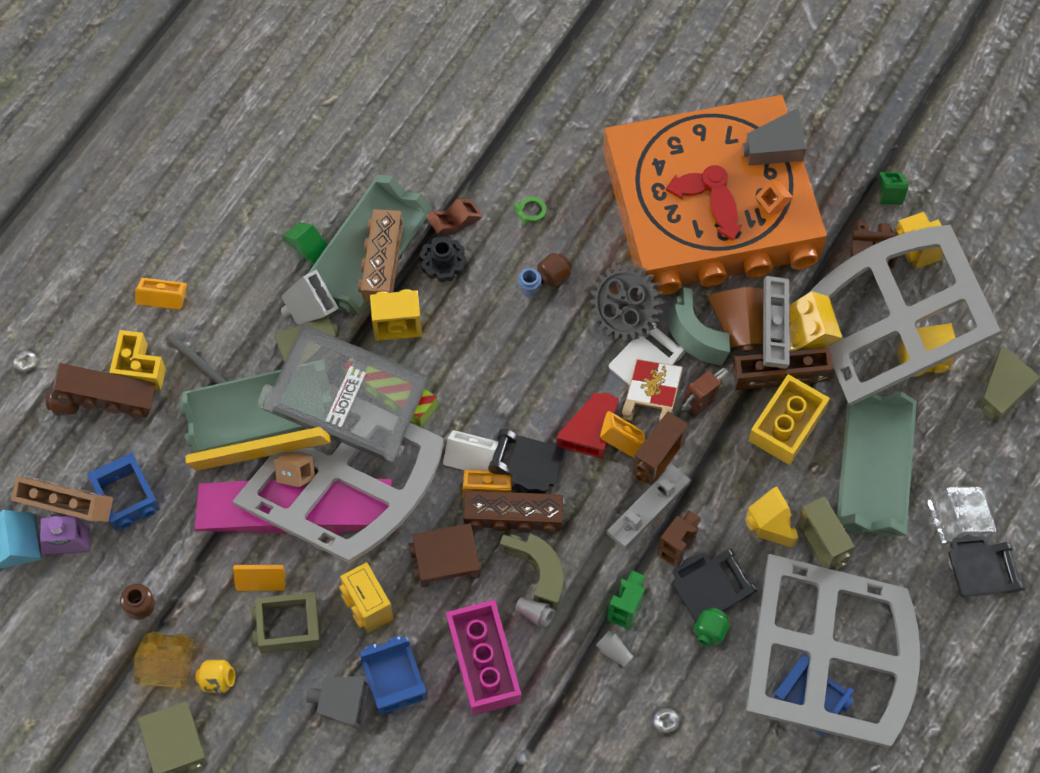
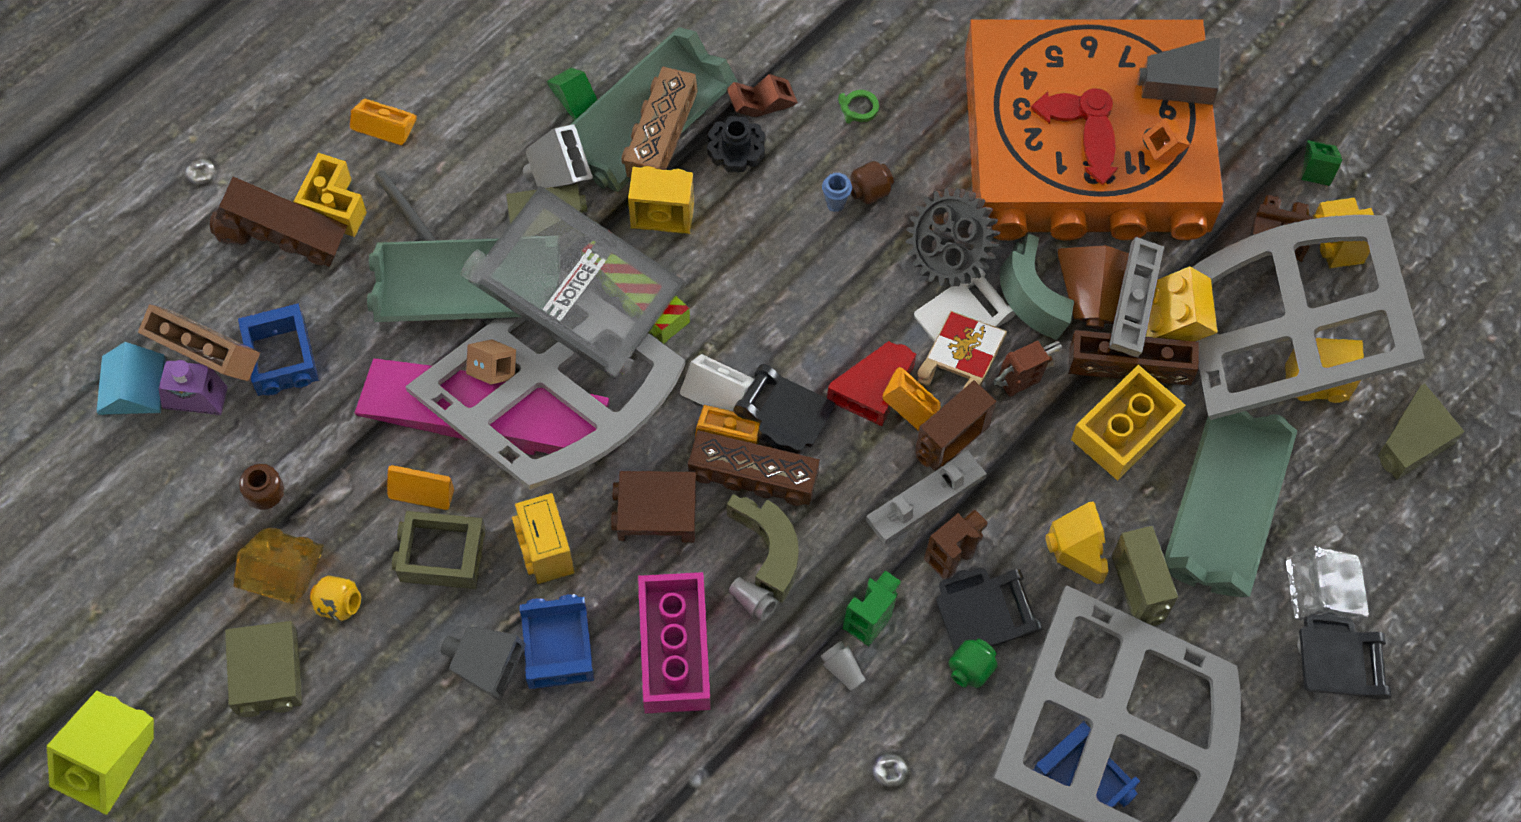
camera: 10 degrees right, 0 degrees up
(258, 448) = (452, 328): yellow tile -> none

